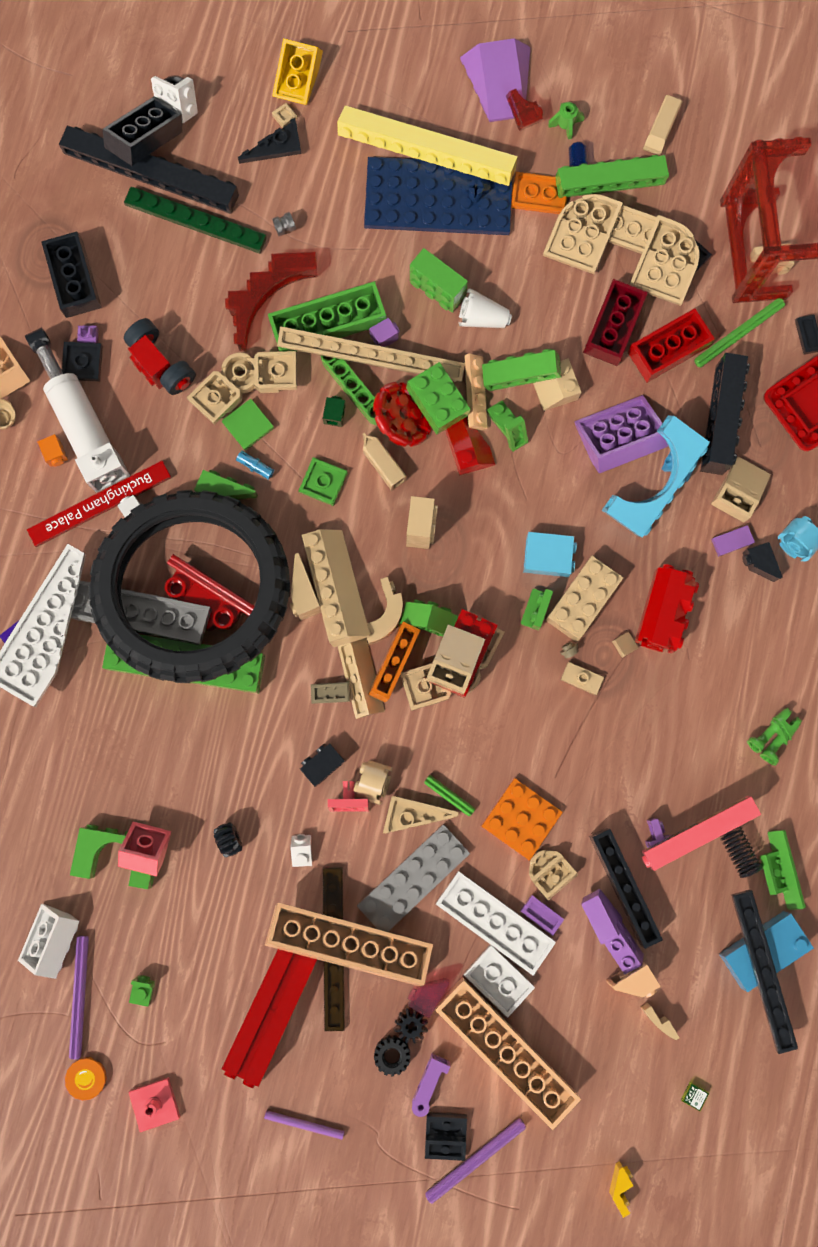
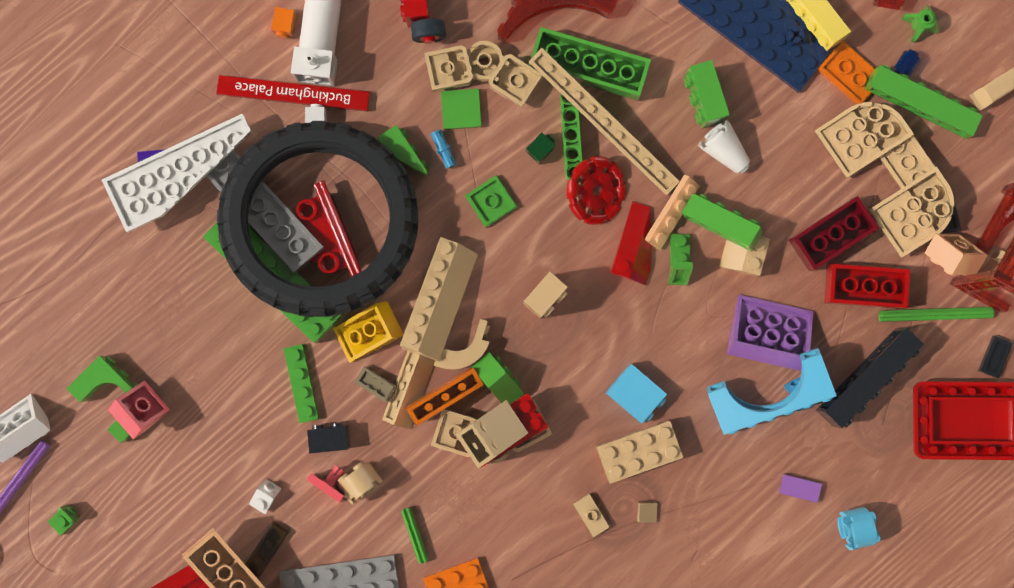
camera: 40 degrees right, 5 degrees up
(227, 839) = (211, 447): black gear -> none
(267, 735) = (301, 383): none -> bright green plate
(294, 653) = (368, 331): none -> yellow slope
(302, 594) = (409, 285): tan slope -> none
(383, 462) = (552, 219): tan piece -> none
(384, 333) = (630, 108): medium lavender brick -> none
(409, 813) = (371, 526): tan wing -> none
(438, 398) = (634, 198): bright green brick -> none
(536, 608) = (593, 432): bright green bracket -> none
(569, 650) = (597, 485): dark tan plate -> none
(666, 609) = (700, 508): red brick -> none
(721, 272) = (955, 254): none -> light nougat brick
(741, 490) = (838, 451): tan slope -> none
(762, 562) = (812, 523): black slope -> none

